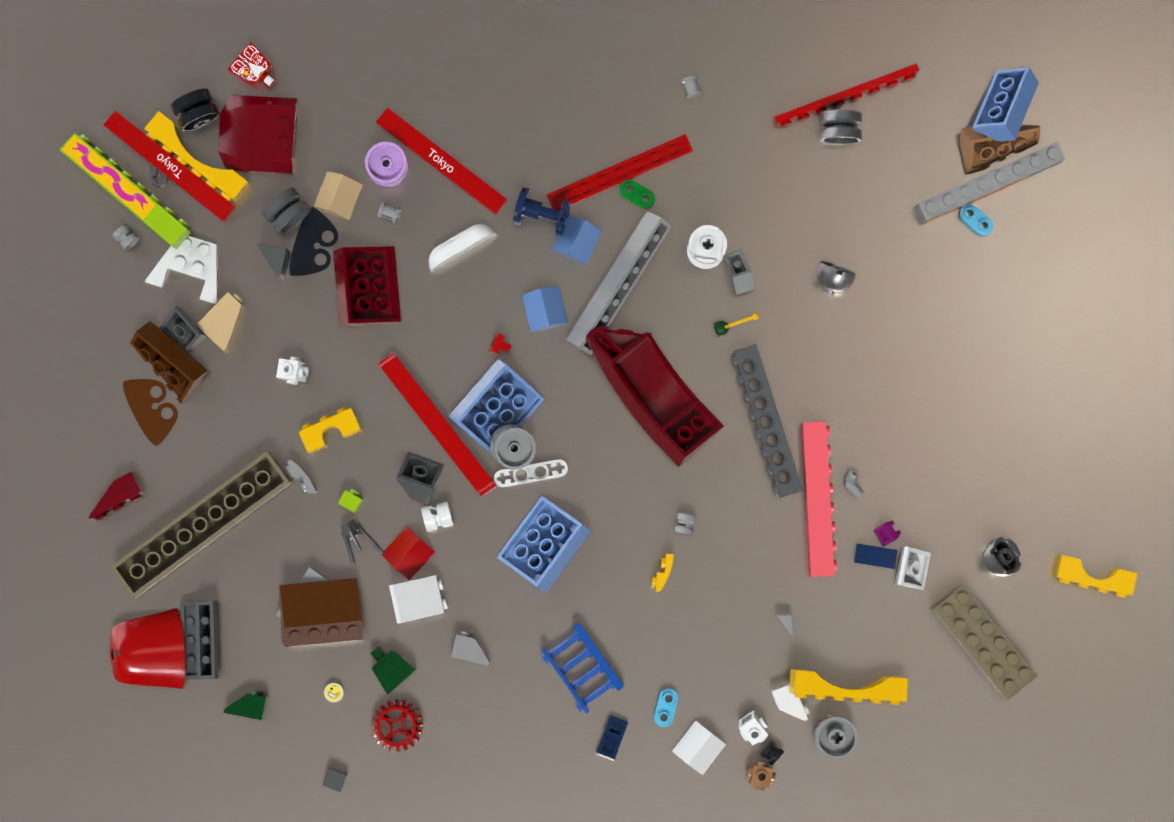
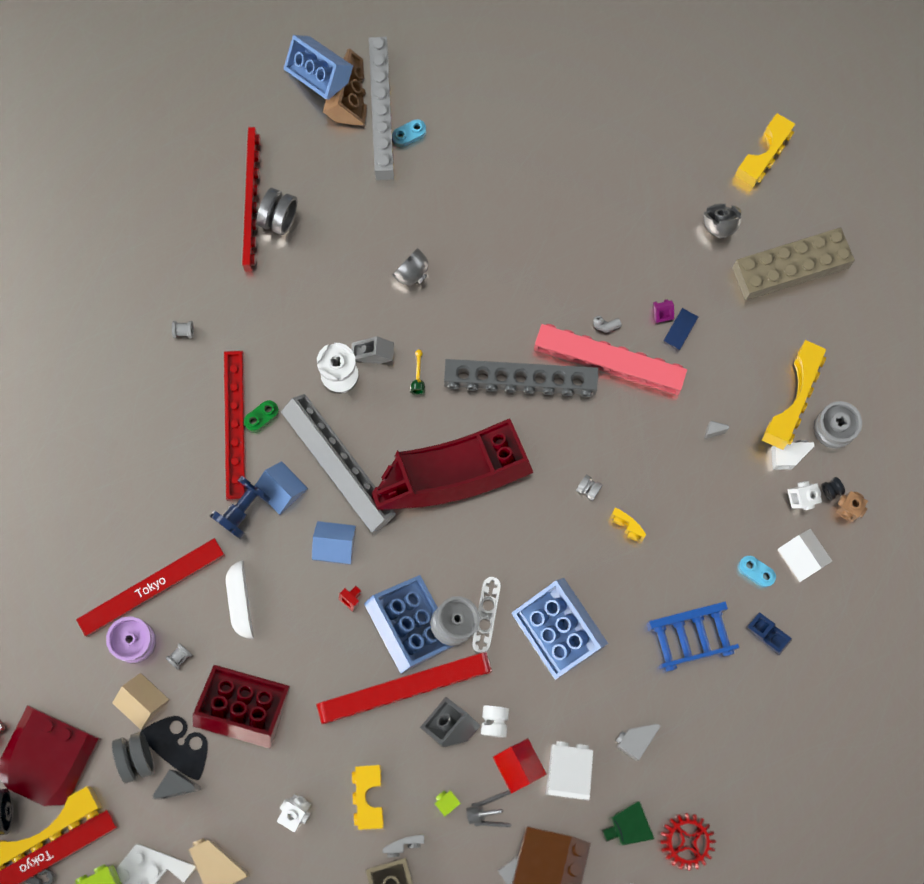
camera: 70 degrees left, 10 degrees down
(912, 568) = (702, 302): white slope -> none

